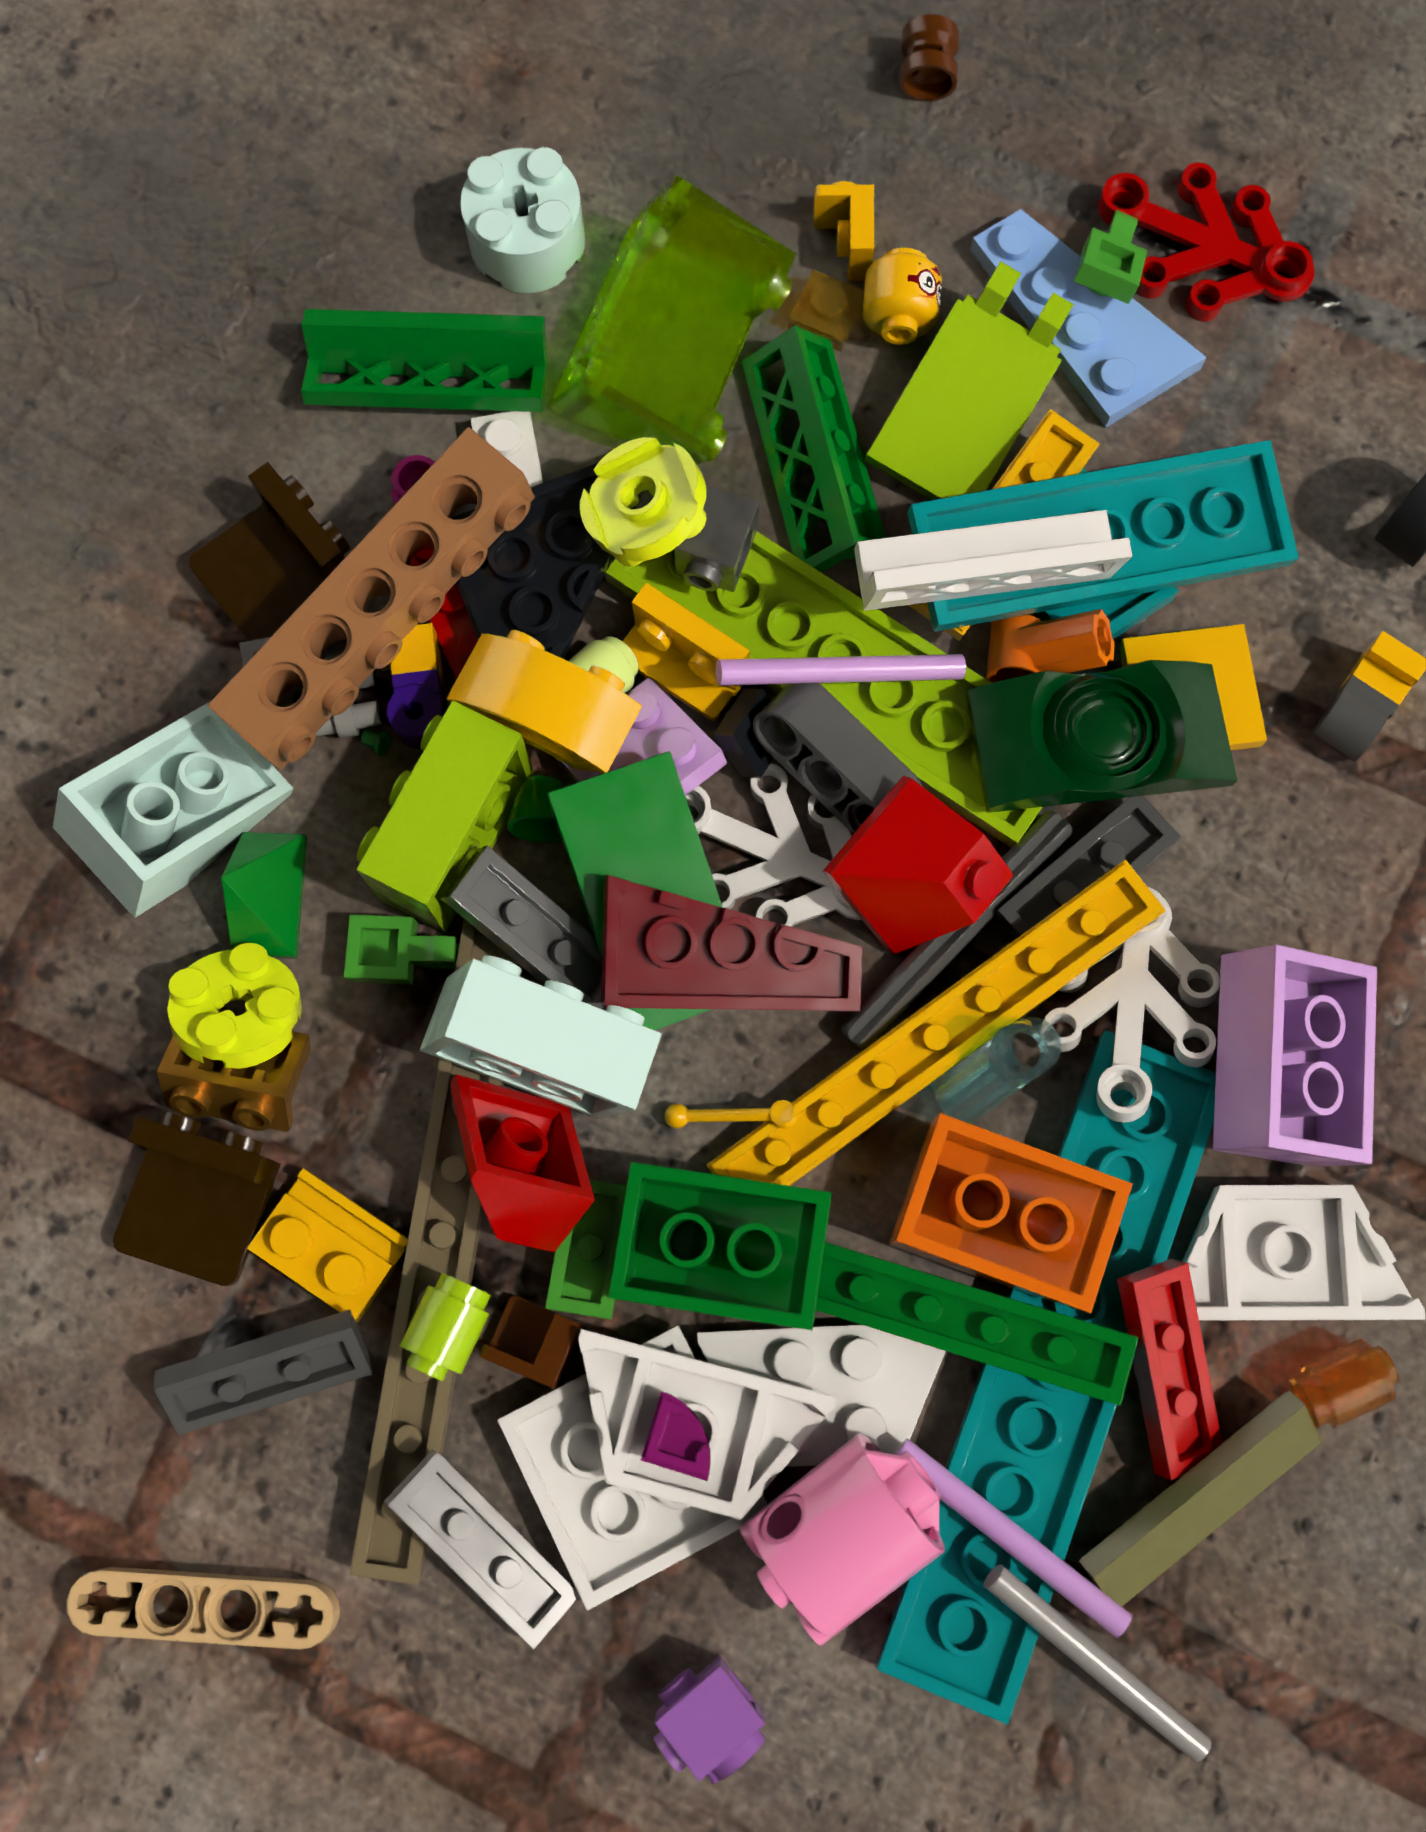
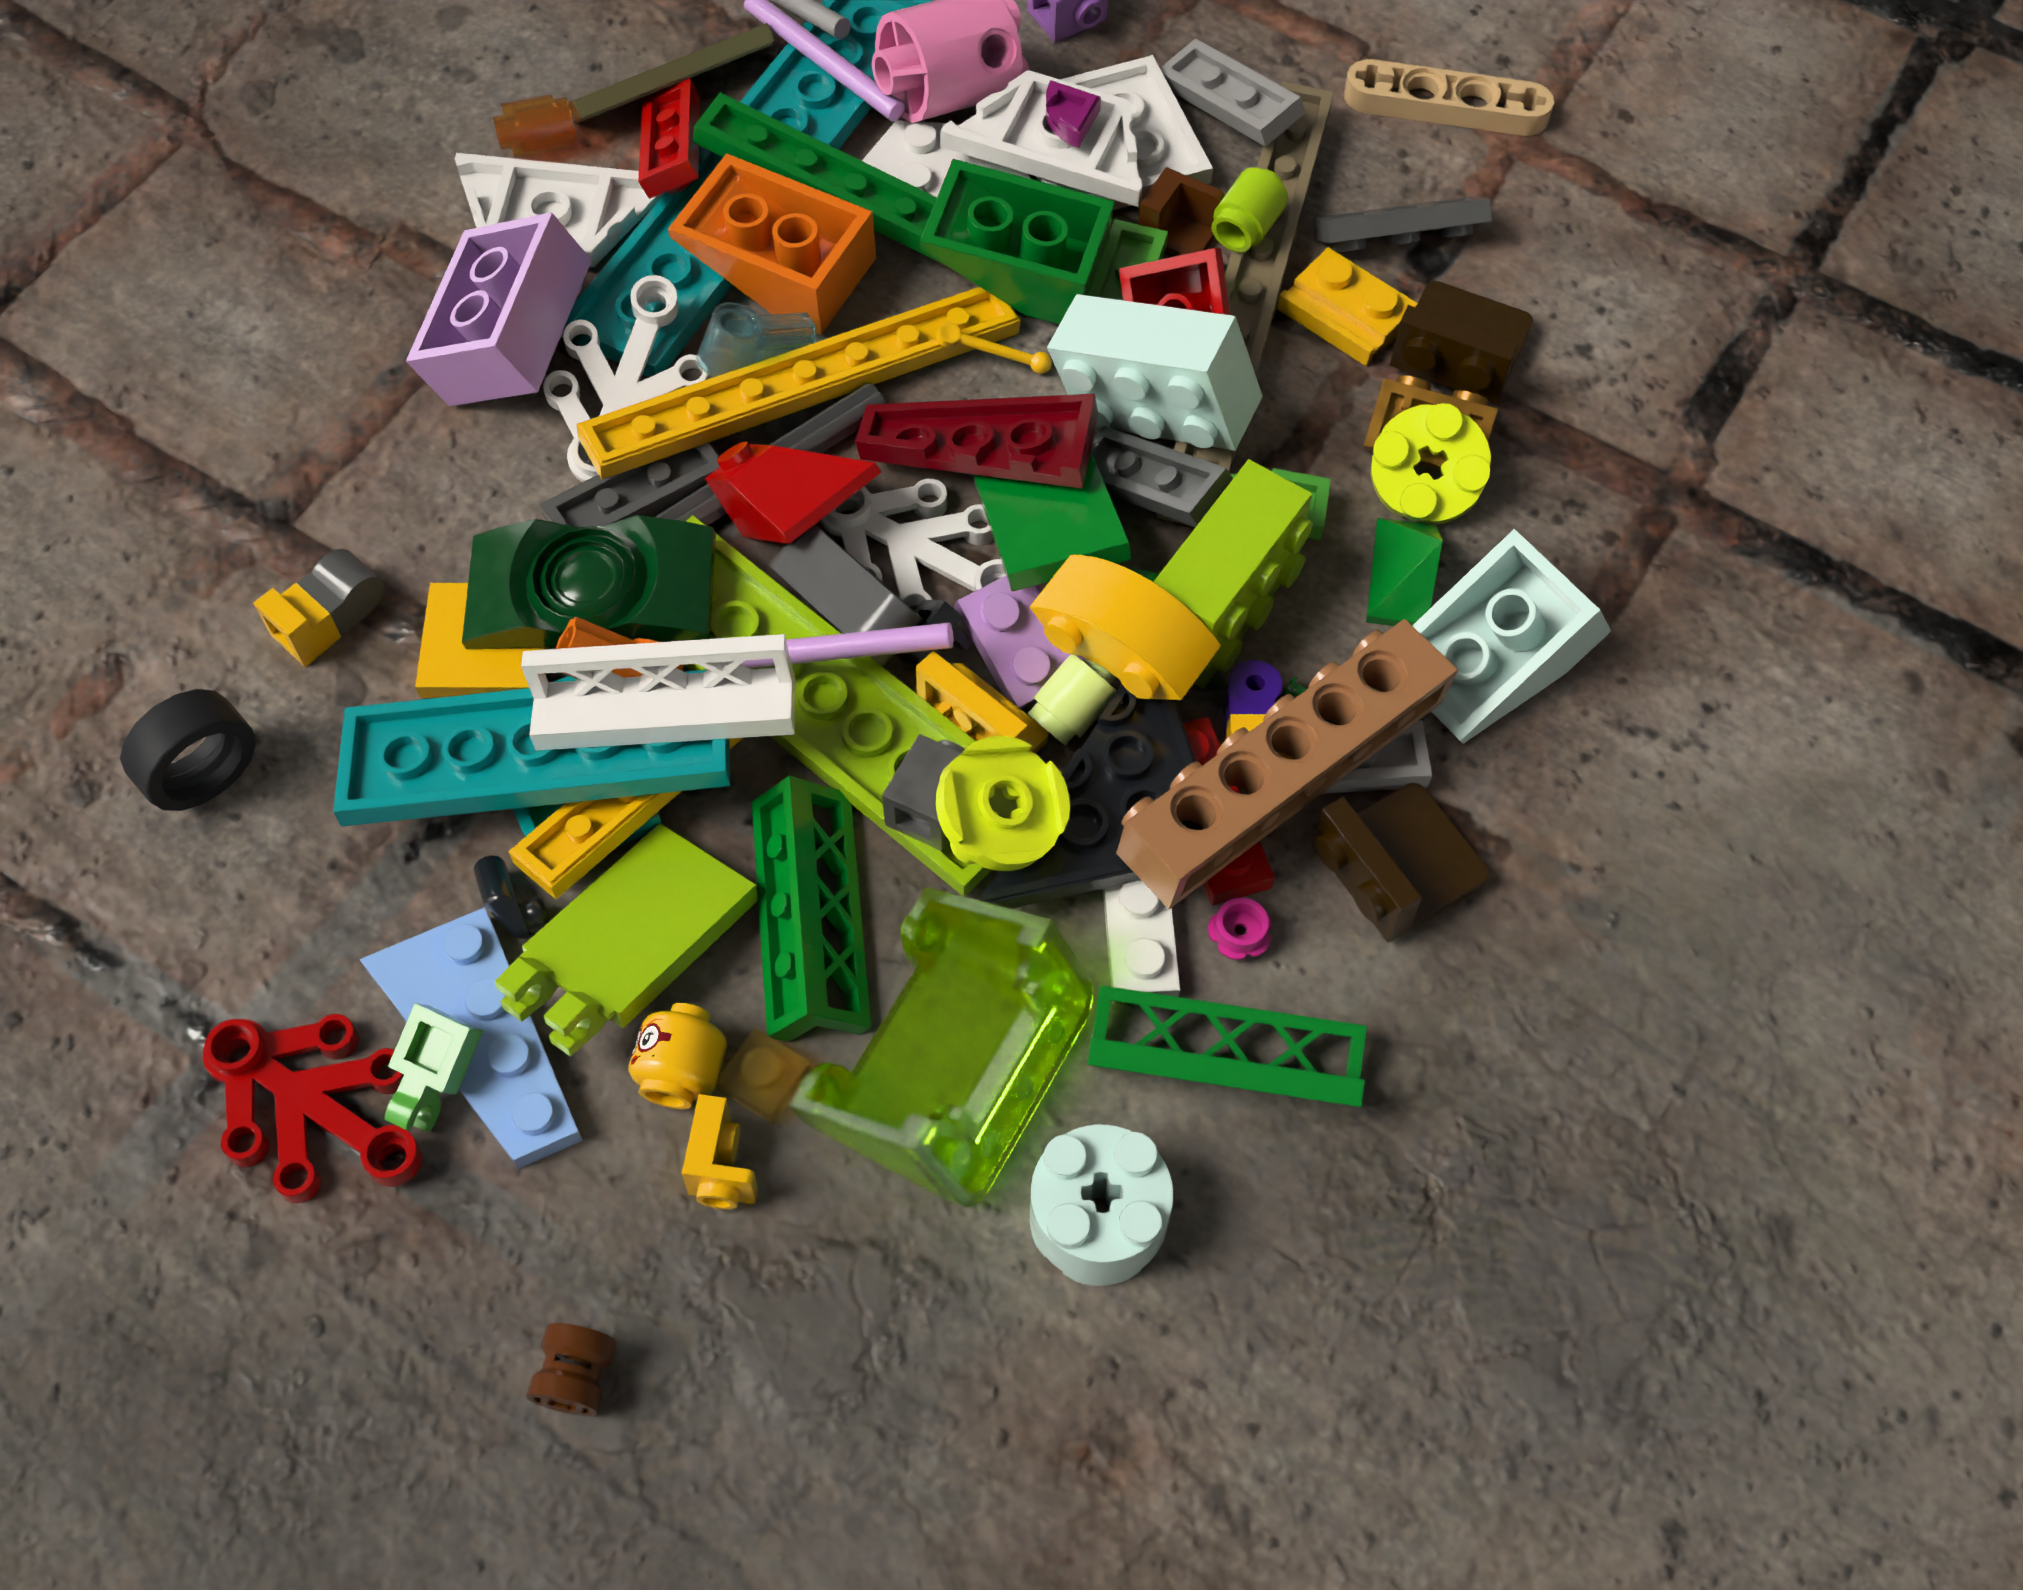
camera: 175 degrees left, 15 degrees down
(1098, 424) = (500, 899): none -> black arm

